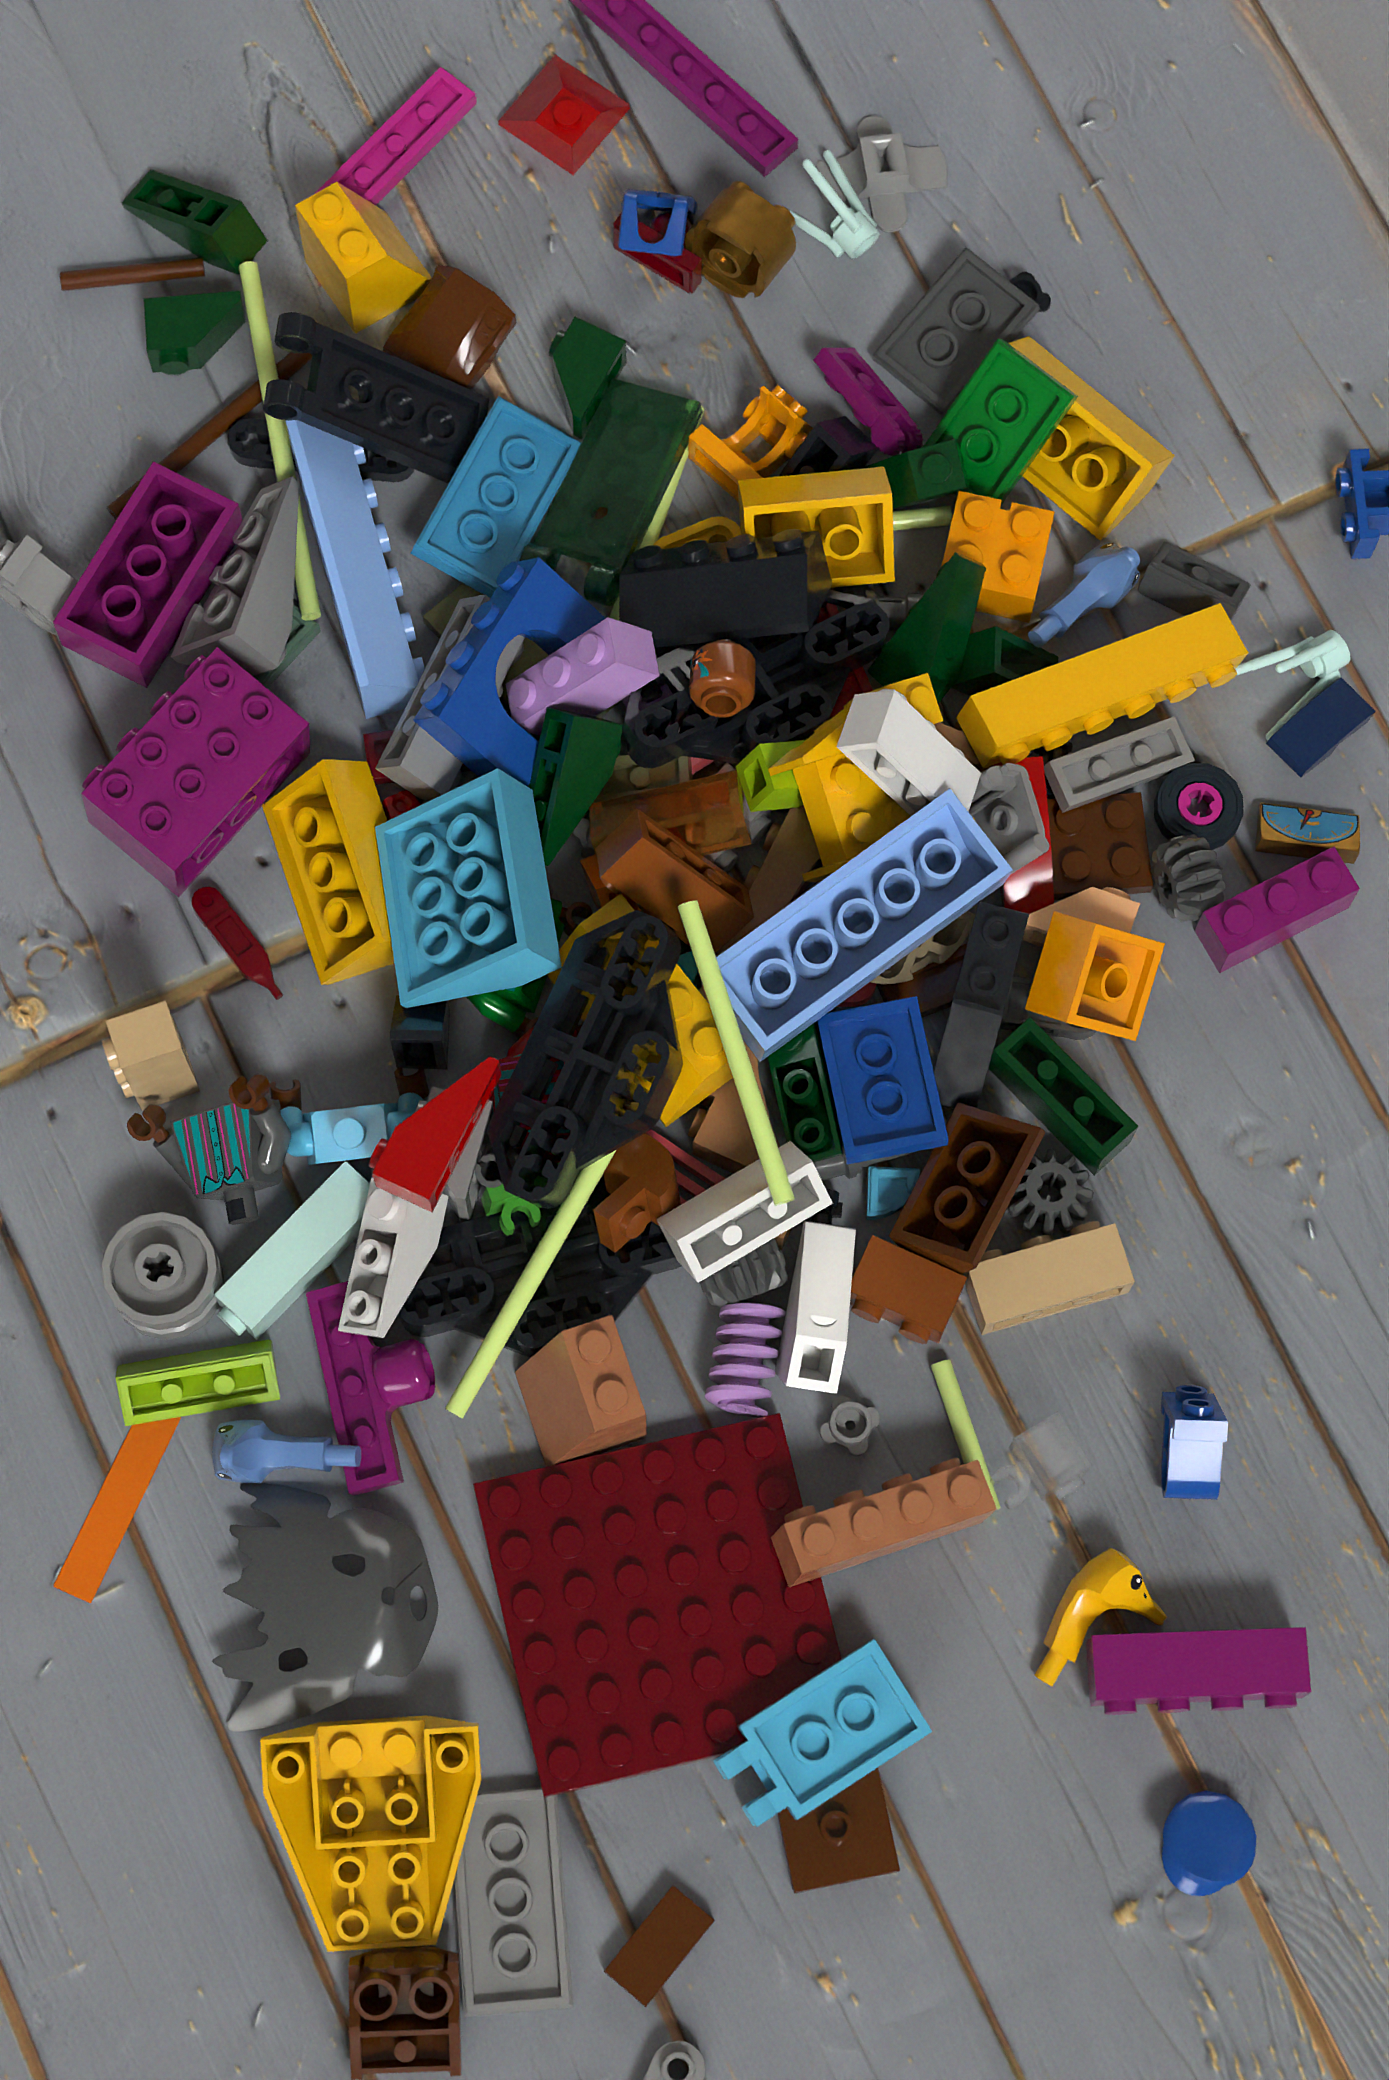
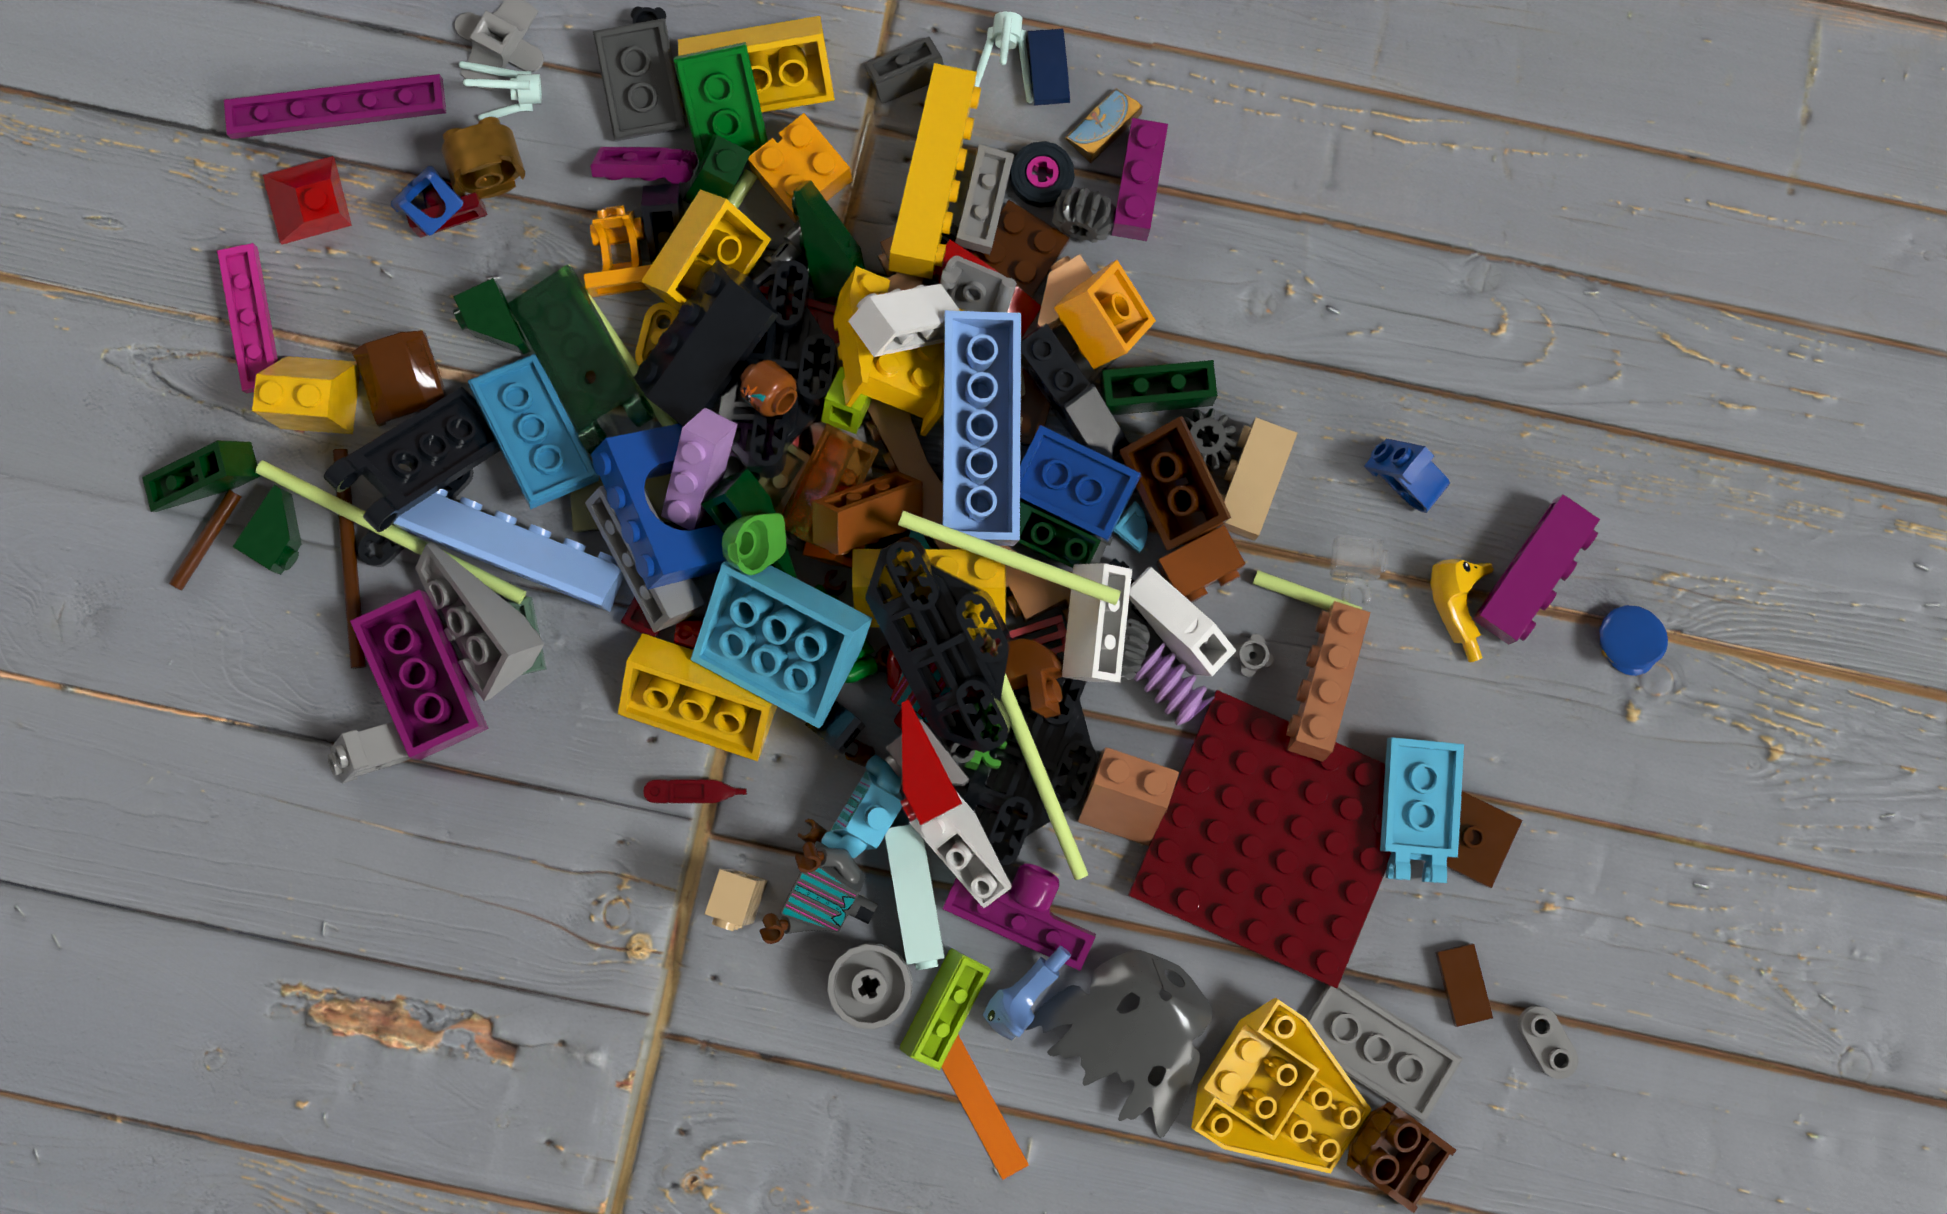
camera: 50 degrees left, 10 degrees up
(196, 770) = (570, 739): magenta brick -> none
(548, 786) = (754, 542): none -> bright green piece
(997, 658) = (873, 216): dark green slope -> none
(1098, 582) = (861, 119): medium blue animal -> none

